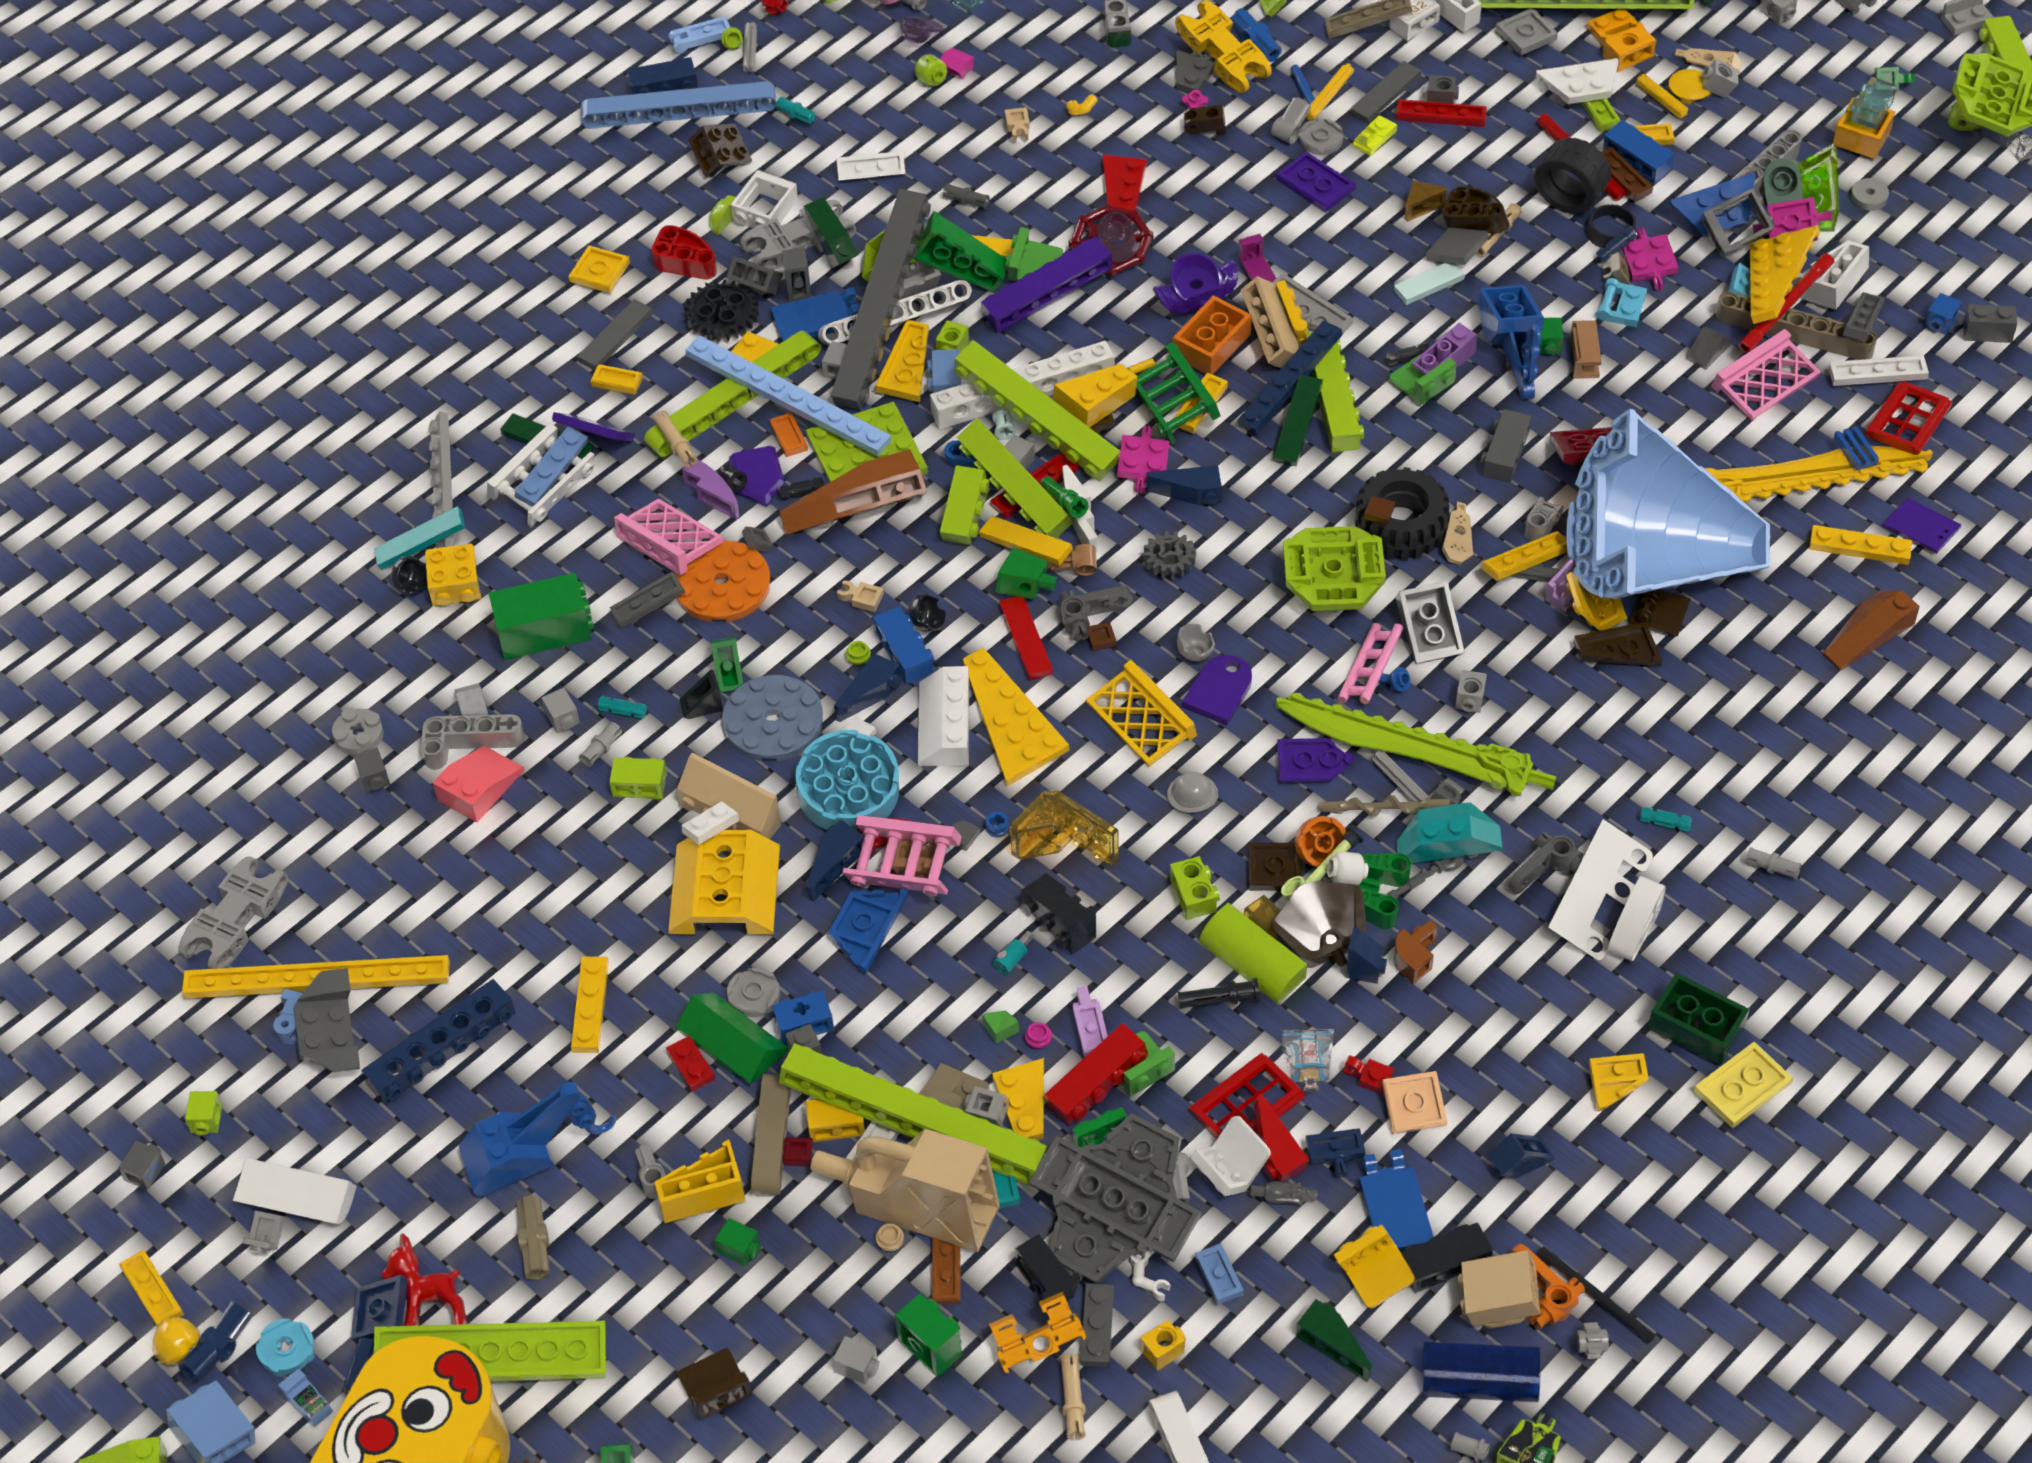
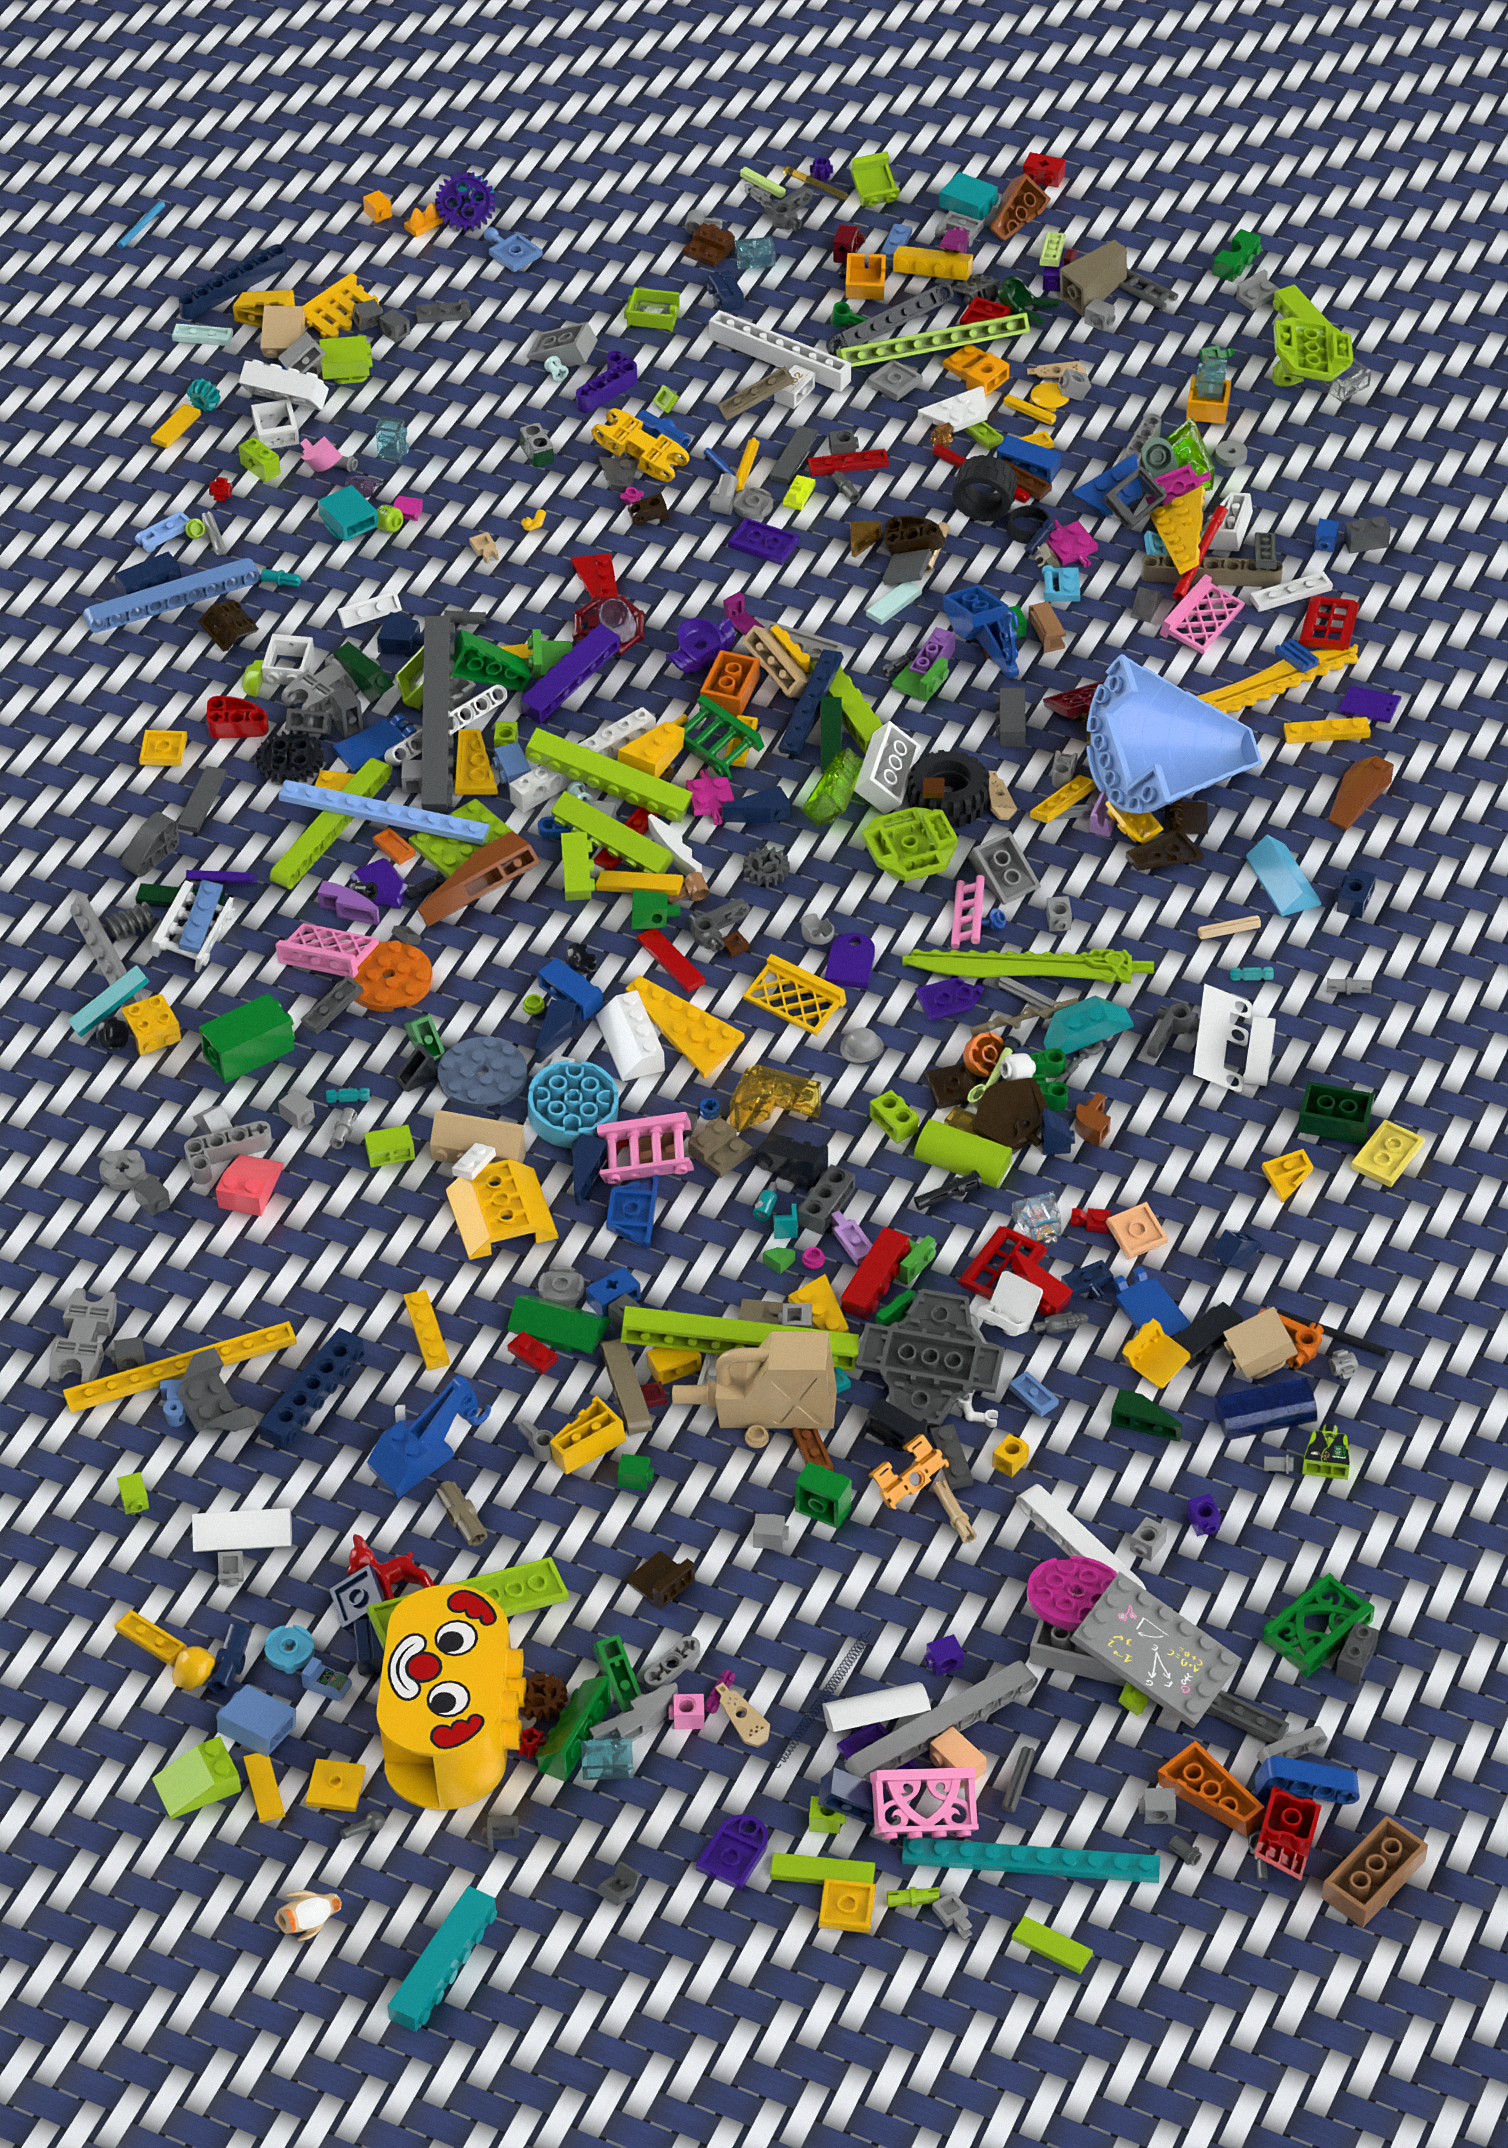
camera: 20 degrees left, 5 degrees down
(142, 1165) = (98, 1546): dark grey brick -> none
(269, 947) = (128, 1354): none -> dark grey brick
(481, 454) = (129, 921): none -> dark grey piece
(517, 1101) = (400, 1413): none -> white tile
(538, 373) = (151, 844): none -> dark grey beam
(616, 379) = (220, 835): yellow tile -> none
(679, 445) = (307, 872): tan pin -> none
(863, 596) = (518, 959): tan plate -> none
(881, 198) = (399, 635): none -> dark blue torso
(889, 55) = (347, 513): none -> teal brick
(988, 873) = (719, 1147): none -> dark tan plate
(1024, 986) = (786, 1225): none -> teal panel
(1067, 499) = (666, 839): green pin -> none
(1093, 967) = (825, 1198): none -> dark grey brick
(1278, 482) = (834, 788): none -> clear neon green wedge
(1341, 471) = (887, 768): none -> white brick
(1427, 140) = (846, 487): none -> dark grey axle
(1446, 791) = (1067, 994): dark grey tile -> none
(1553, 105) = (942, 435): none -> clear orange tile
(1660, 755) = (1229, 927): none -> tan axle
(1744, 709) = (1281, 877): none -> medium azure slope
(1822, 750) = (1355, 892): none -> dark blue brick

